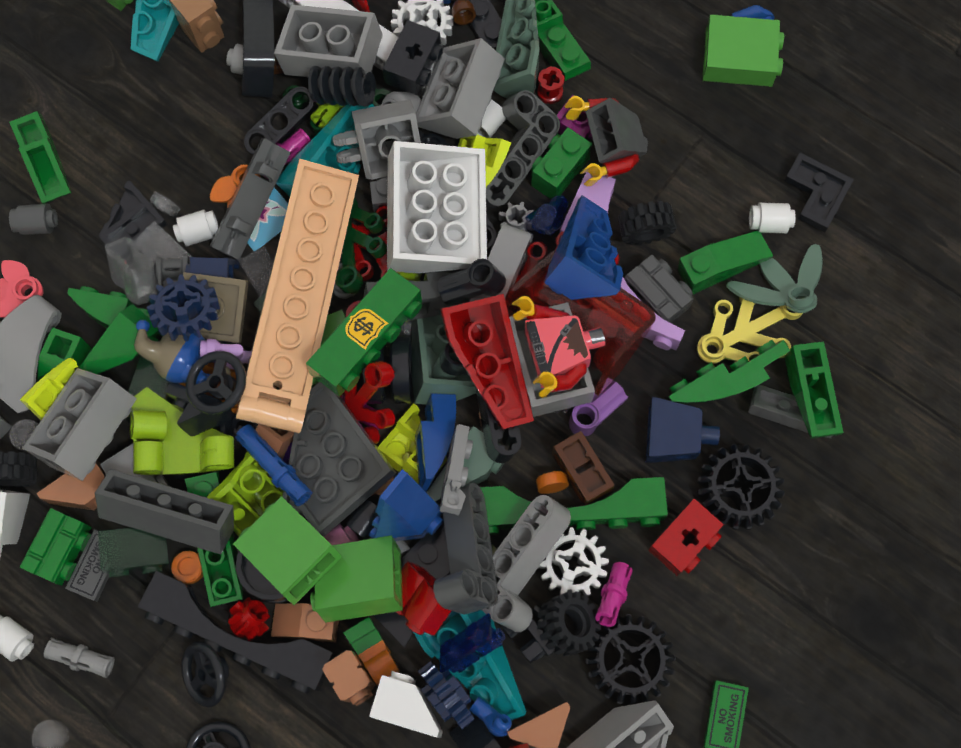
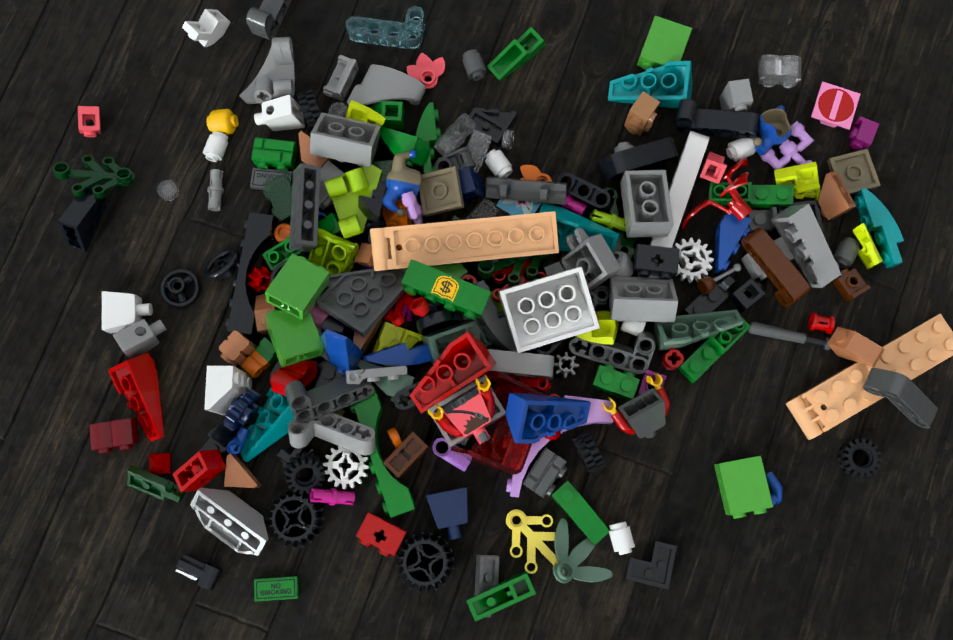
camera: 75 degrees right, 5 degrees up
(183, 307) = (425, 181): dark blue gear -> none
(229, 388) = (388, 215): black piece -> none
(281, 473) = (347, 268): blue pin -> none
(341, 86) = (615, 221): black piece -> none
(460, 650) = (273, 414): clear blue hinge -> none
(469, 282) = (500, 346): black piece -> none
(548, 217) = (572, 384): clear blue hinge -> none
(718, 383) = (489, 529): green slope -> none

